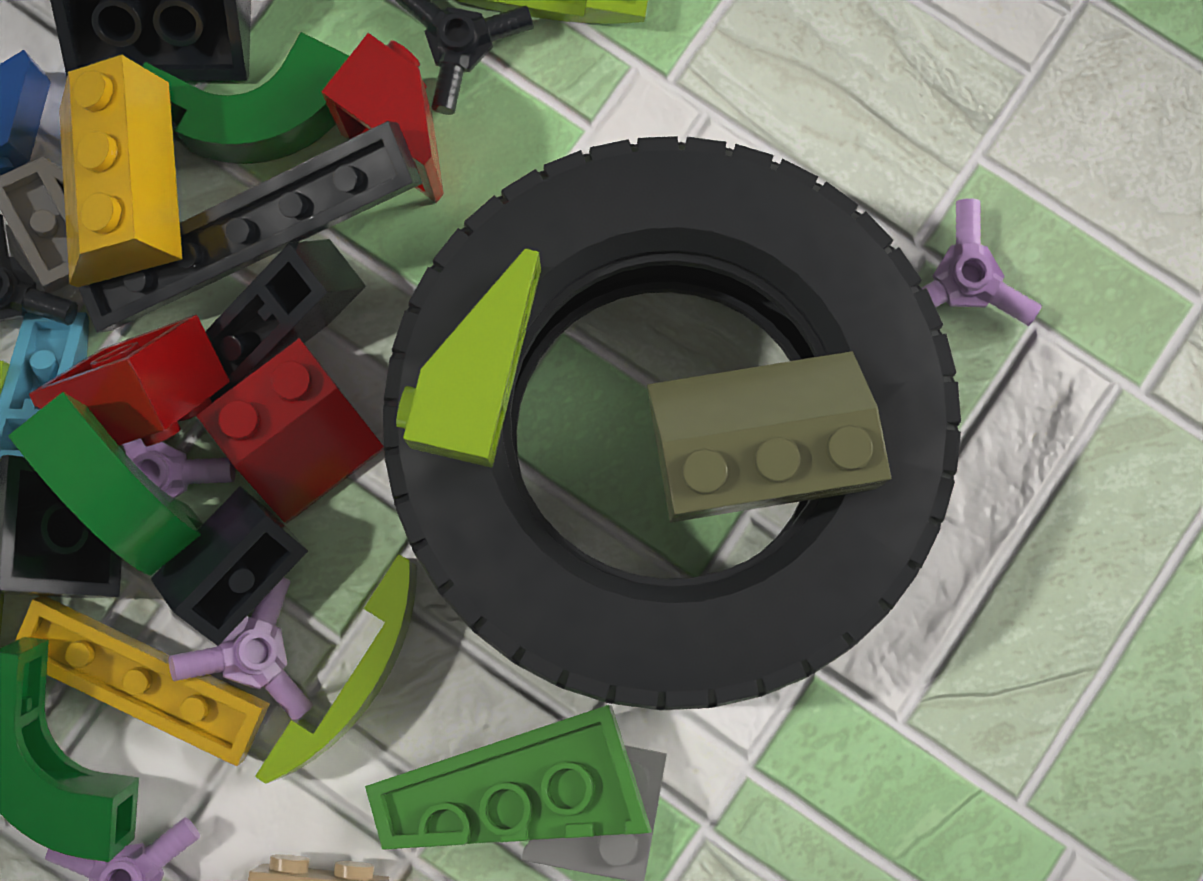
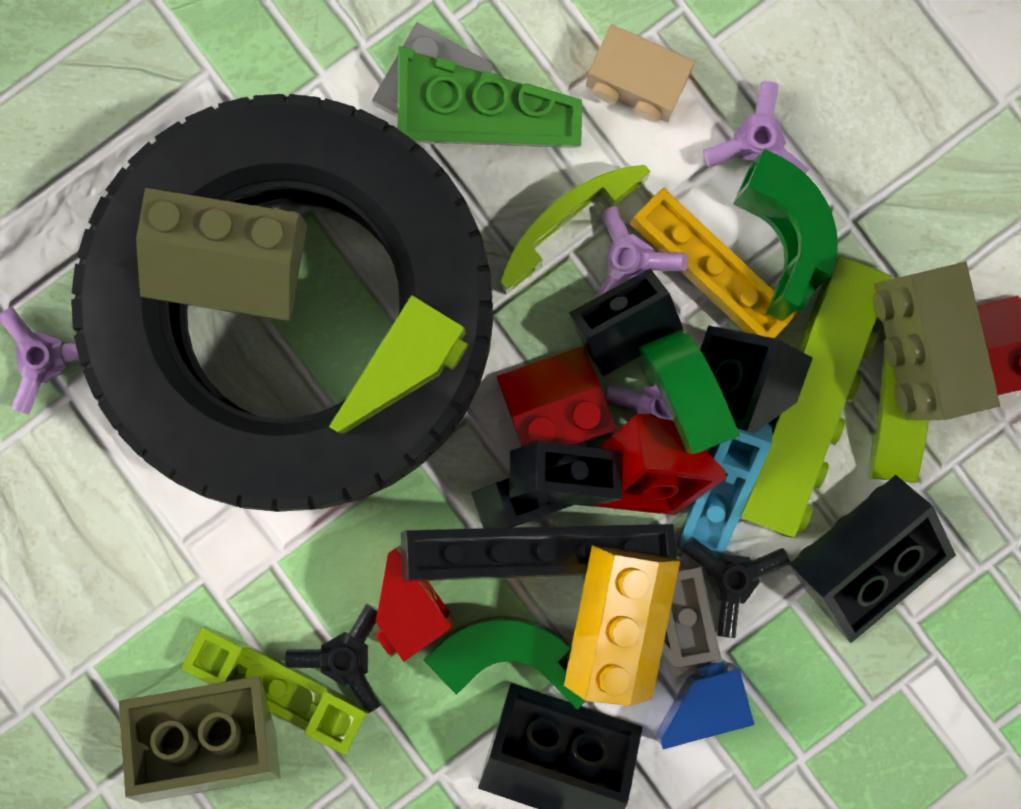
camera: 160 degrees left, 5 degrees up
(237, 328) = (565, 474): none -> black brick

